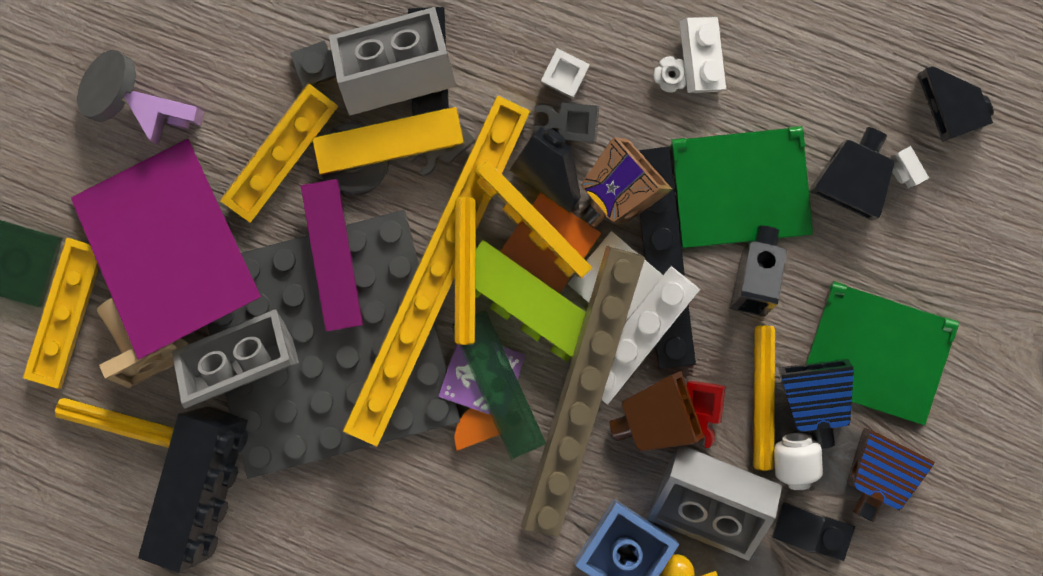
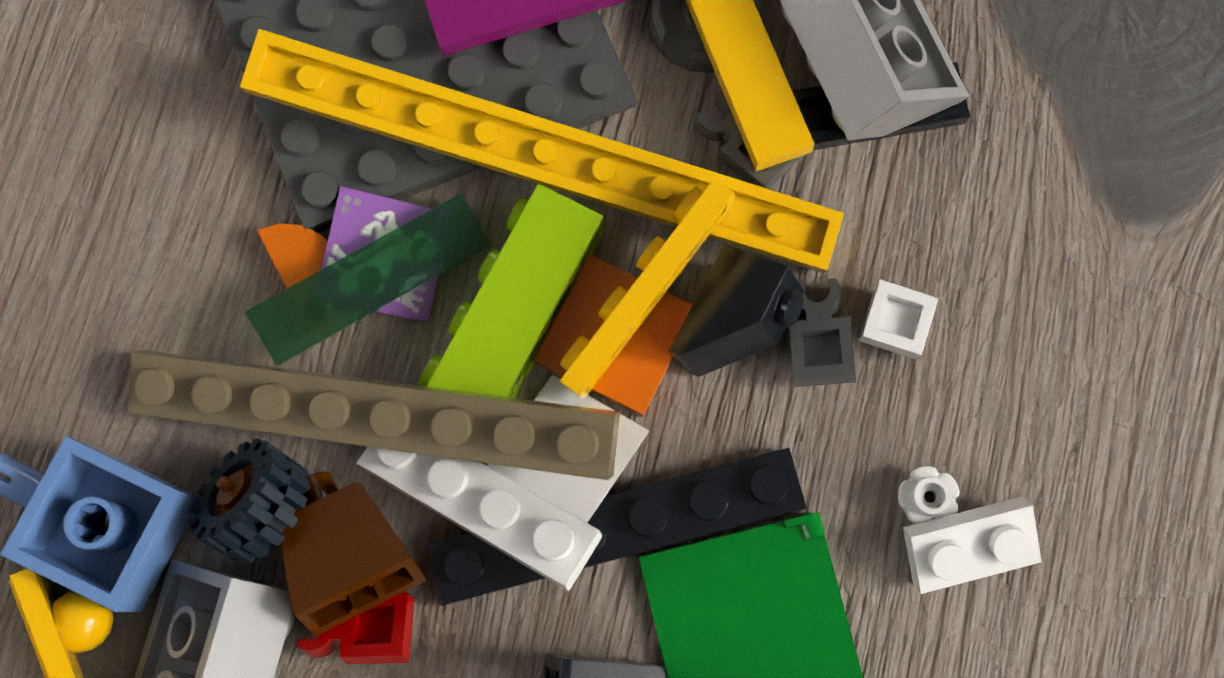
camera: 80 degrees right, 10 degrees down
(465, 270) = (546, 190): yellow axle -> none
(621, 184) = (730, 432): torso -> none
(624, 466) = (249, 501): none -> black wheel

